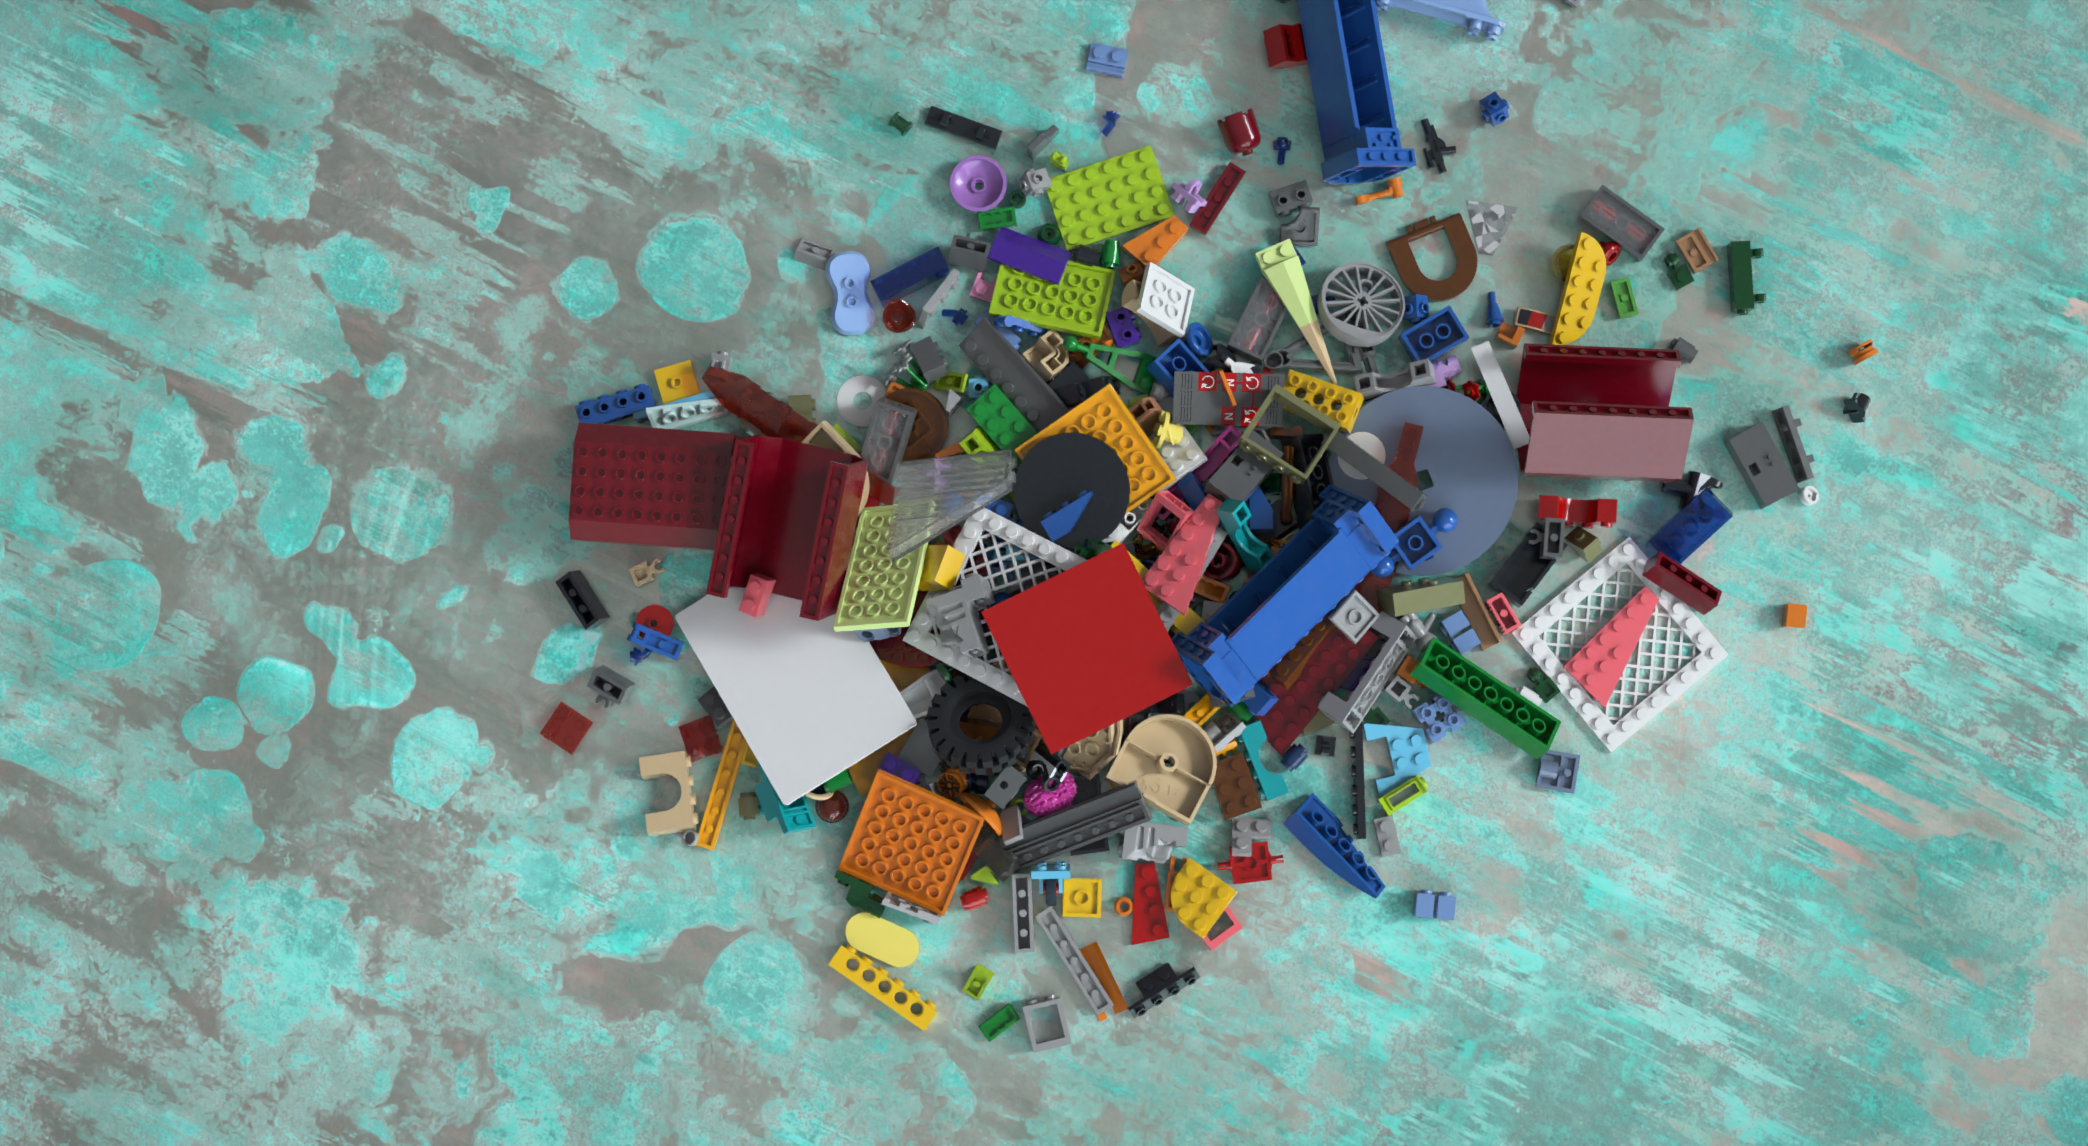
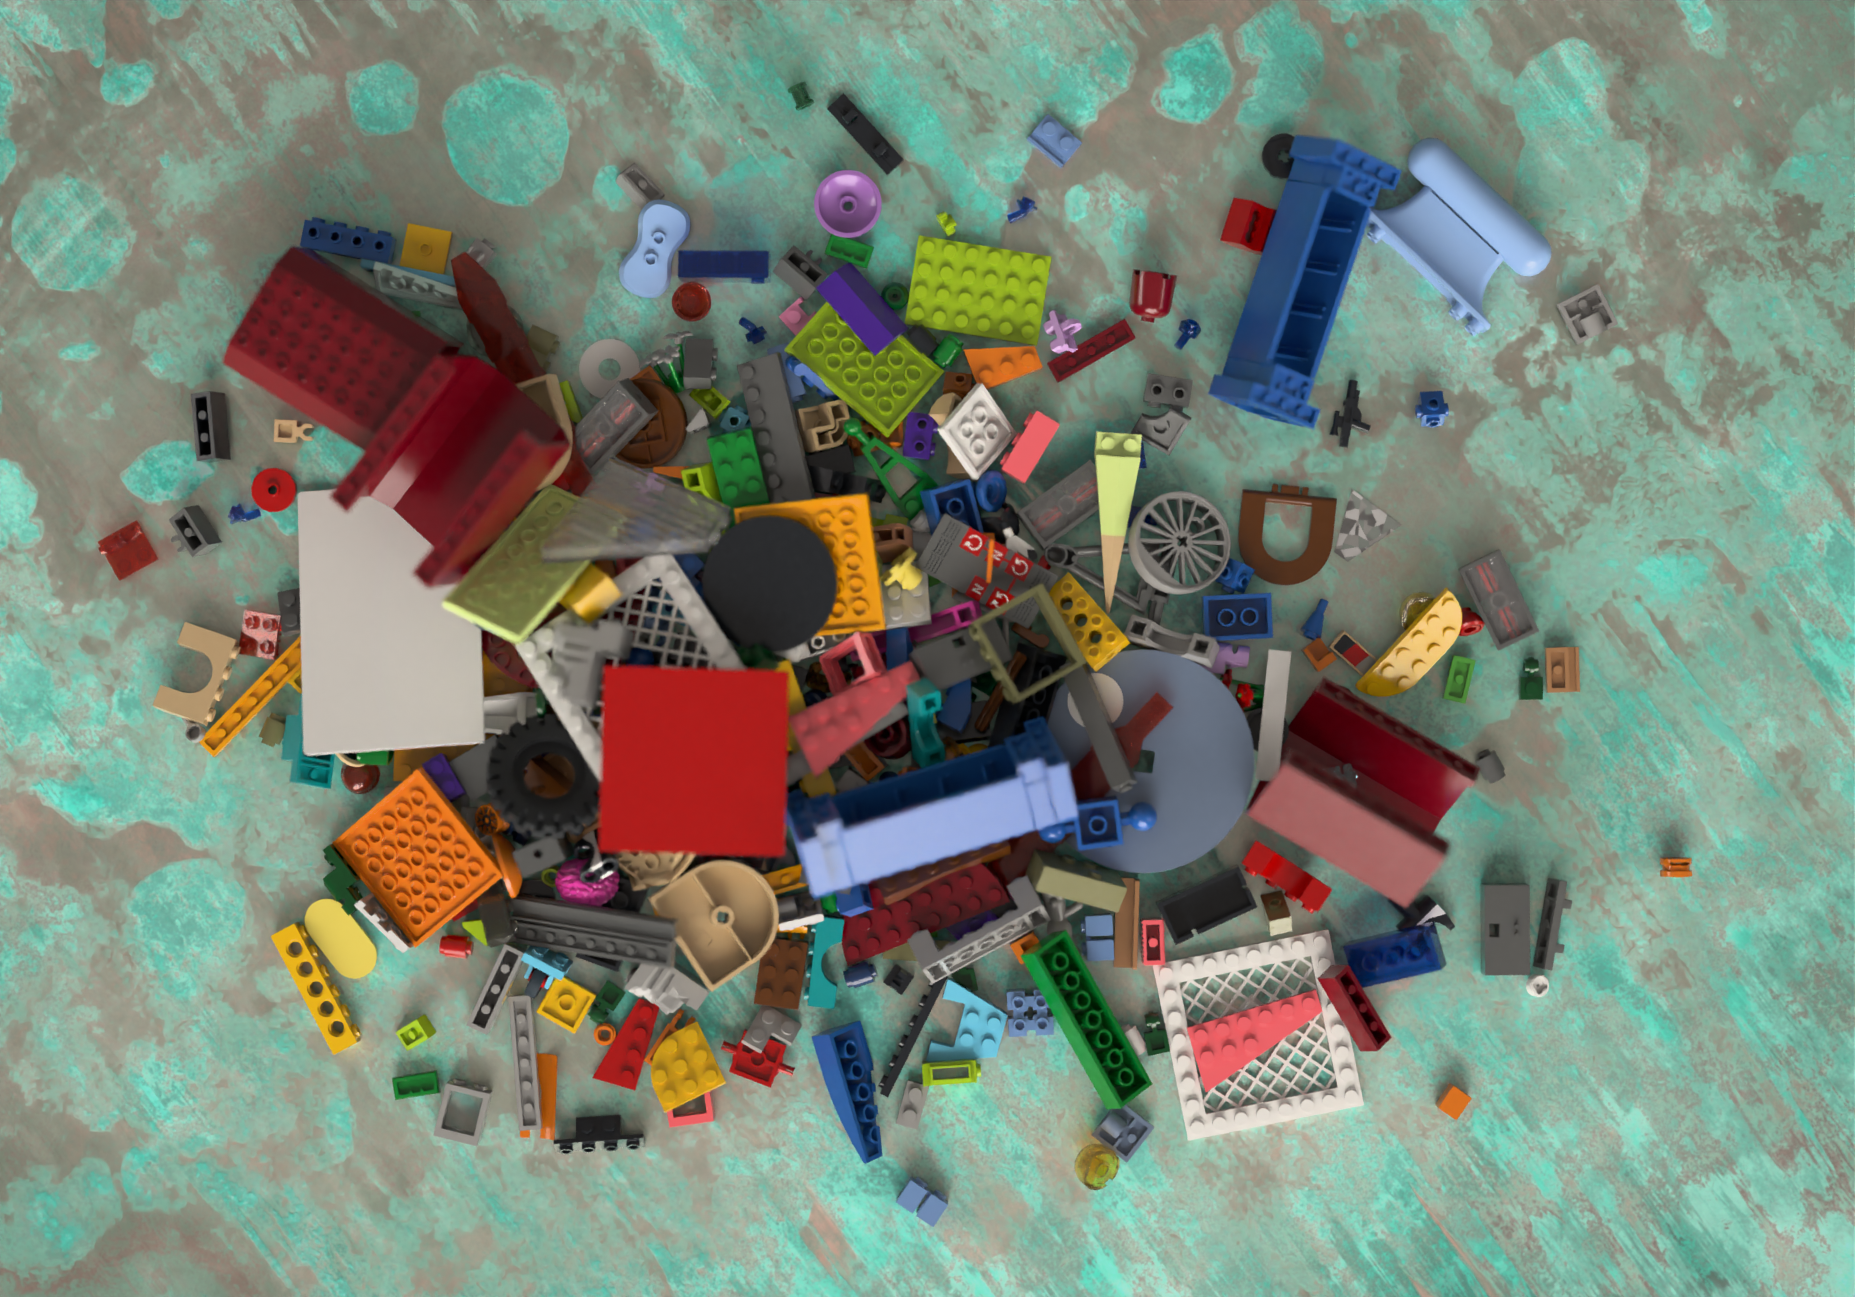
camera: 15 degrees right, 5 degrees up
(656, 641) = (264, 509): blue plate -> none
(757, 595) = (391, 518): coral brick -> none
(938, 297) = (744, 303): light grey wing -> none
(1011, 825) = (530, 893): light grey tile -> none
(1022, 196) = (875, 242): dark green bush -> none
(1035, 182) = (908, 233): light grey brick -> none
(1042, 141) = (938, 193): dark grey tile -> none
(1064, 520) = (743, 612): blue slope -> none
(1112, 875) = (609, 998): none -> dark green plate
(1209, 292) = (1029, 446): none -> coral piece
(1354, 616) = (993, 867): light grey plate -> none
(1394, 189) = (1281, 438): orange brick -> none
(1398, 691) = (1003, 964): light grey brick -> none
(1550, 537) = (1241, 893): dark grey brick -> none
(1552, 807) = (1096, 1166): none -> clear yellow cylinder
(1740, 277) = (1592, 722): dark green brick -> none
(1857, 407) = (1638, 921): black piece -> none

